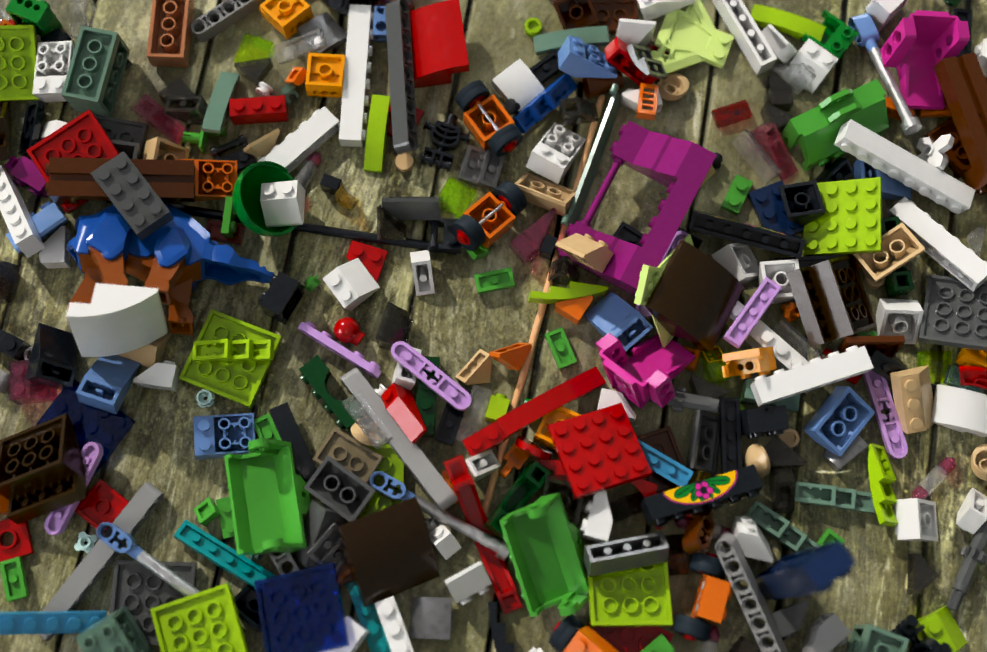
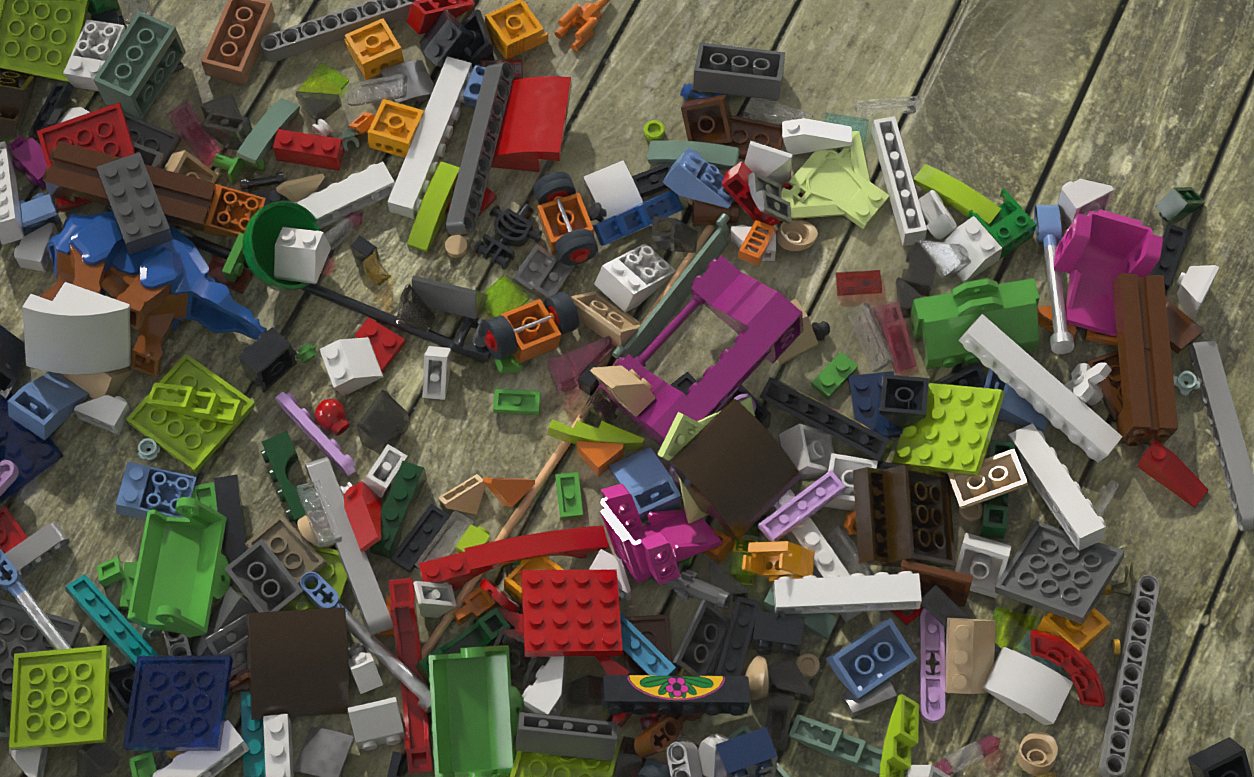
camera: 20 degrees right, 10 degrees down
(446, 388) = (419, 500): lavender piece -> none

